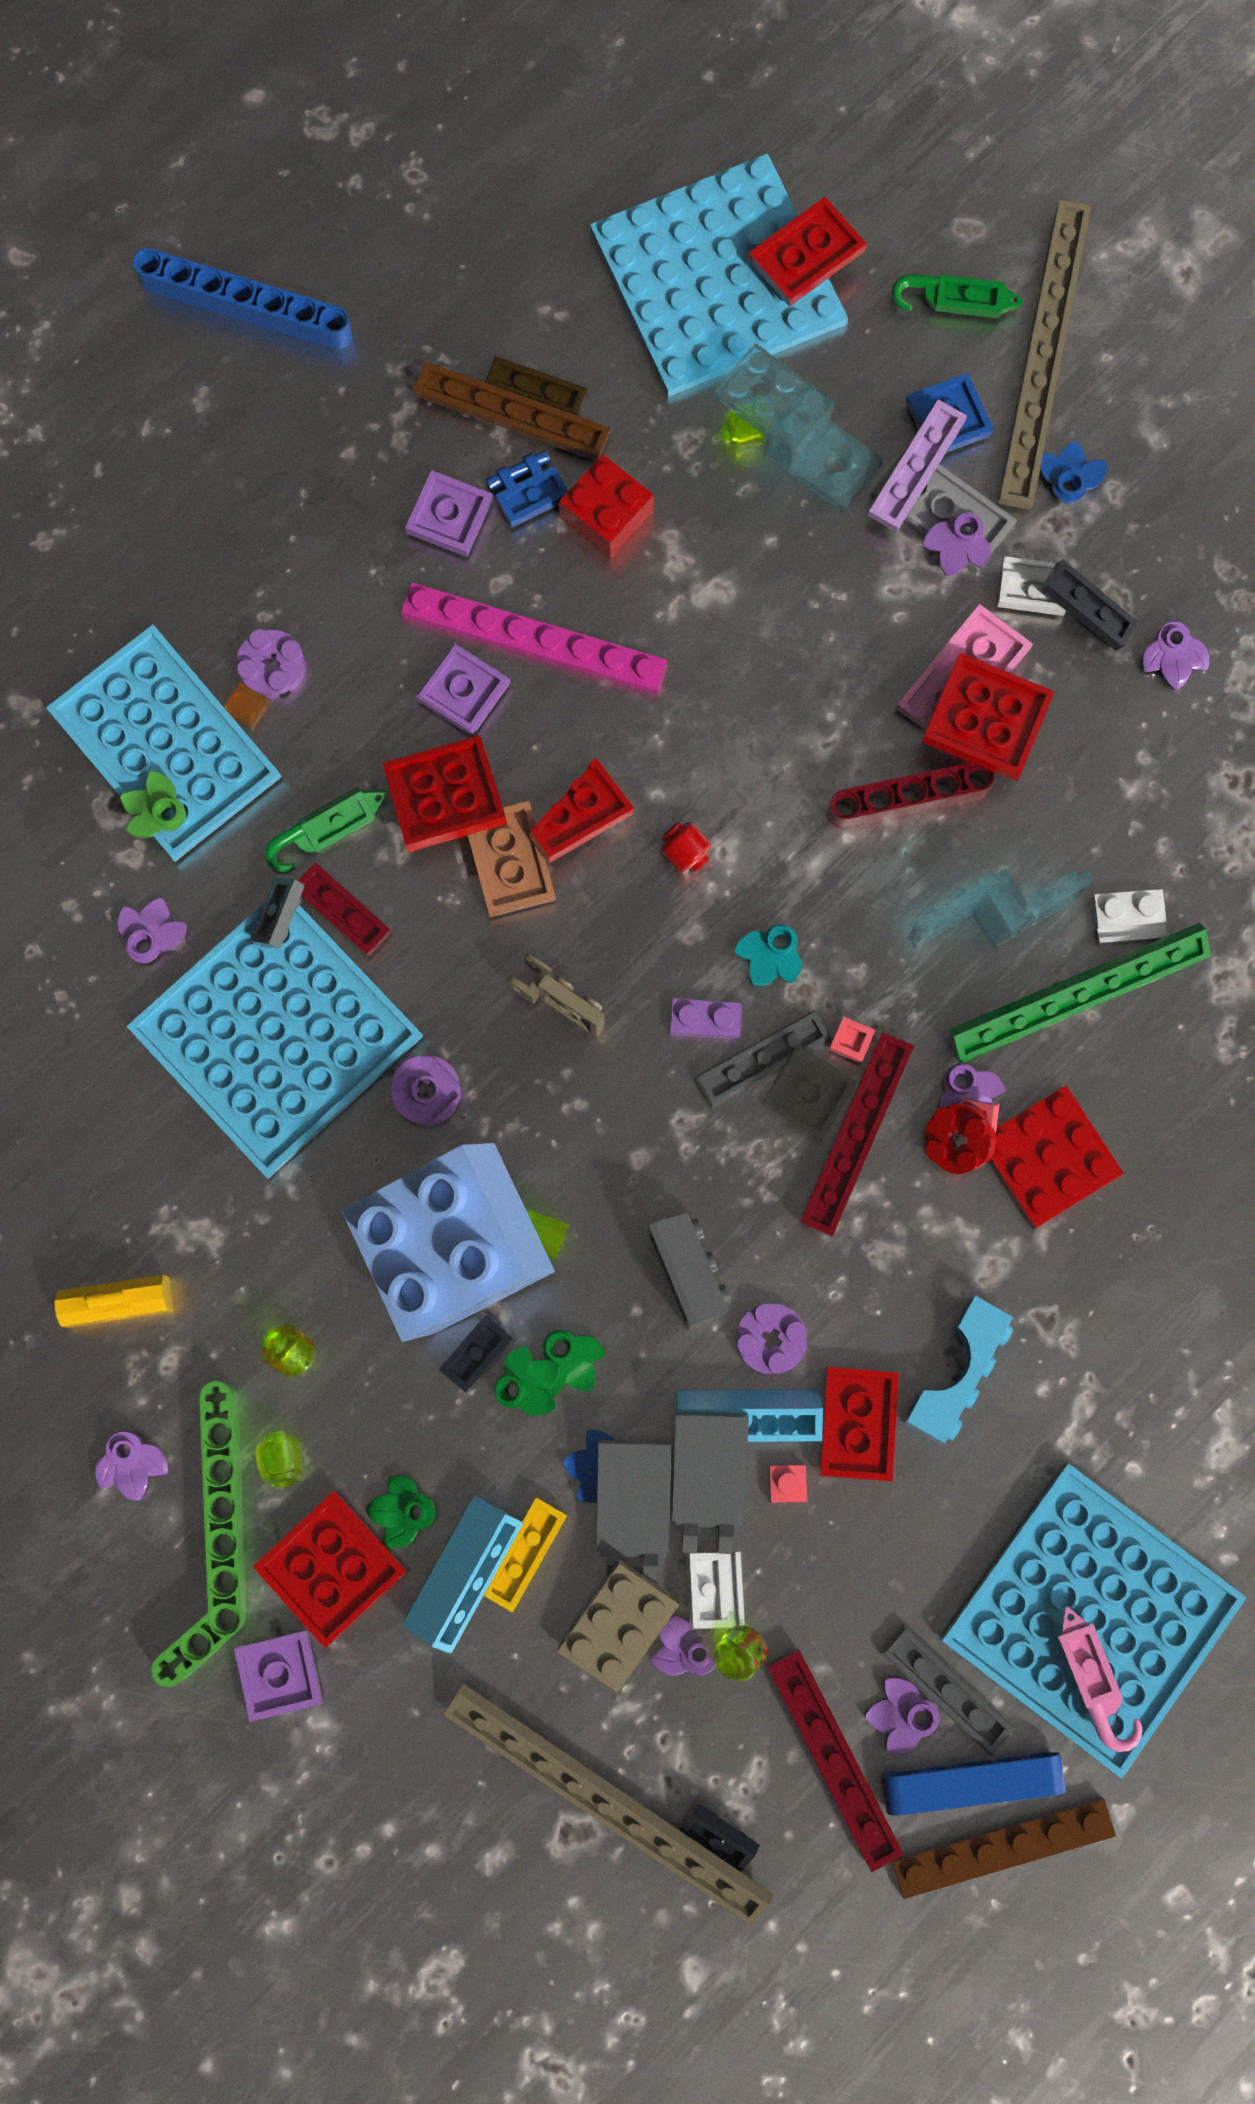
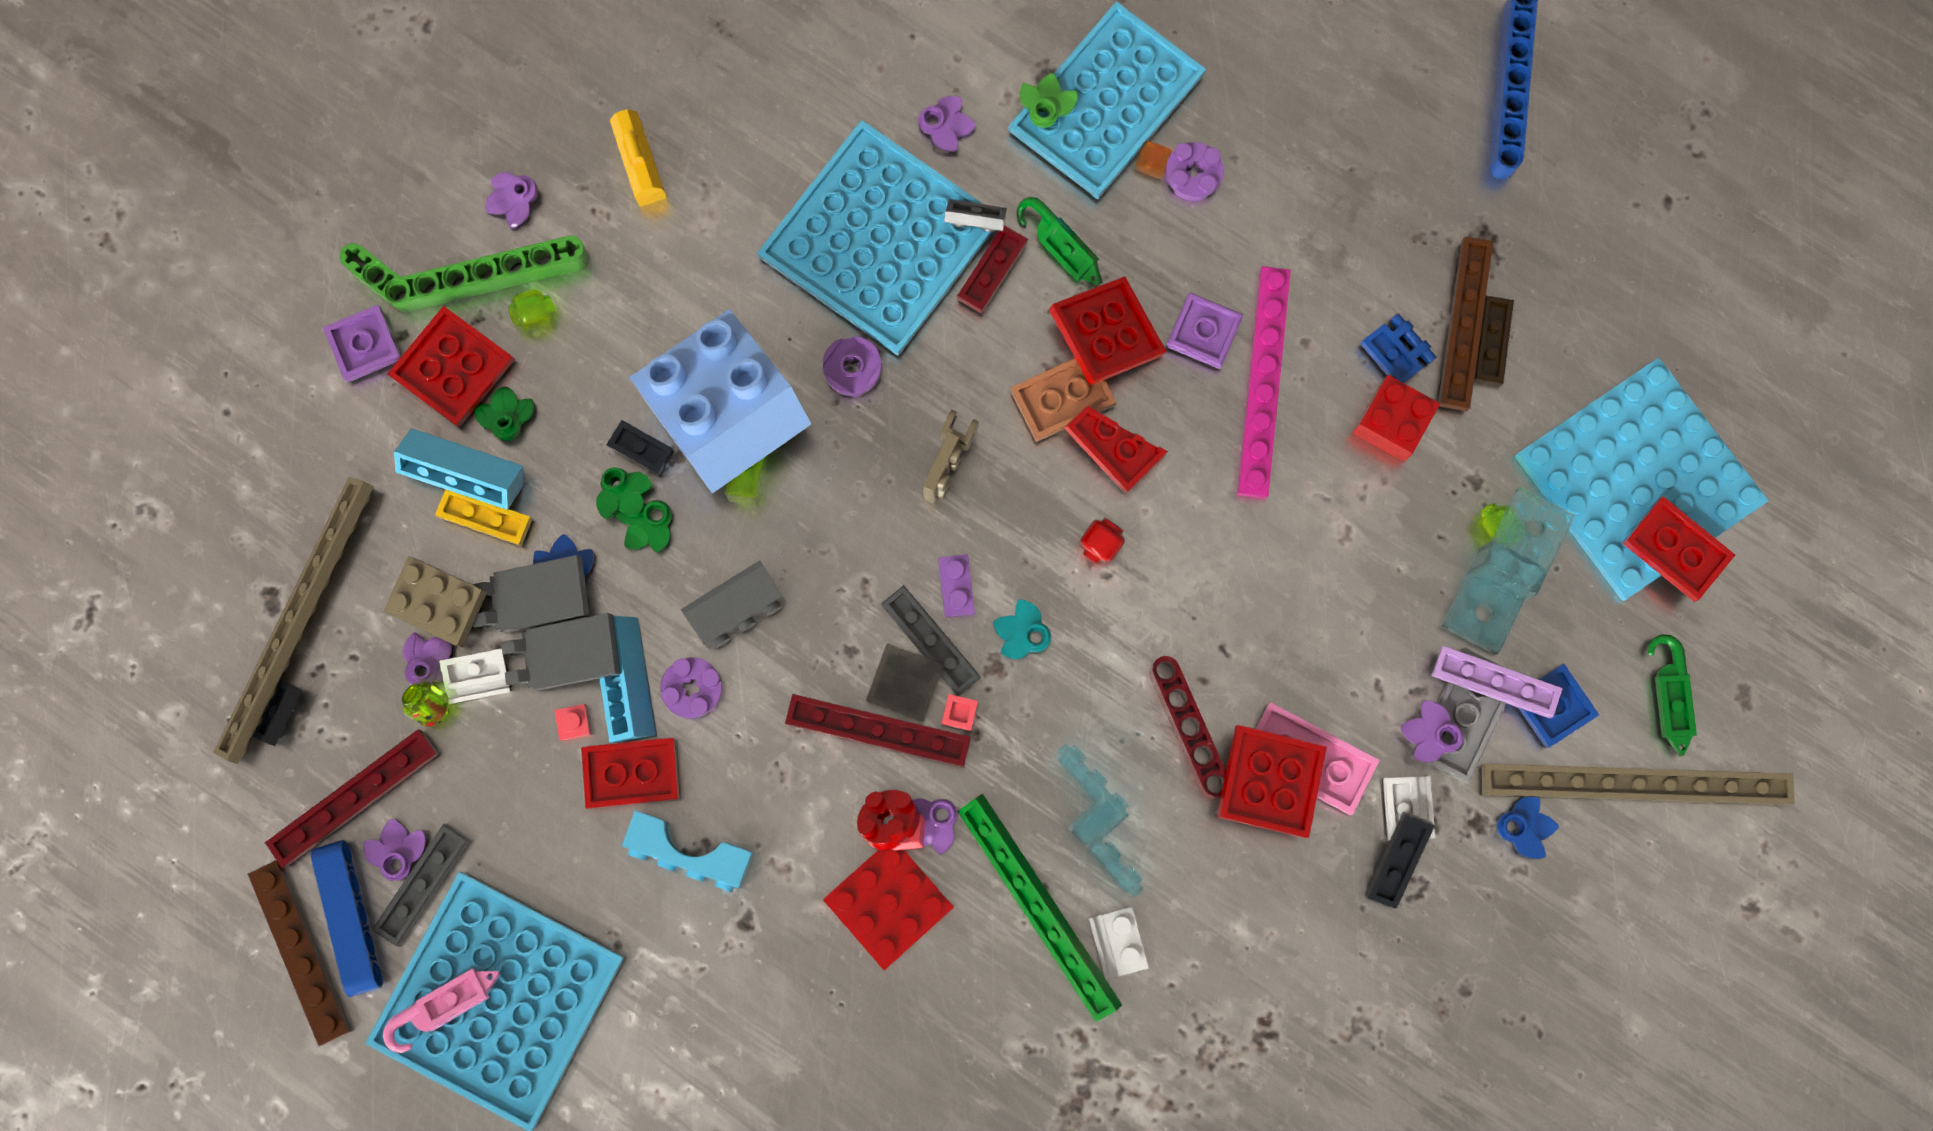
camera: 80 degrees right, 0 degrees up
(288, 1350) = (617, 298): clear neon green head -> none
(449, 513) = (1360, 288): medium lavender plate -> none
(1175, 659) = (1367, 949): medium lavender plate -> none

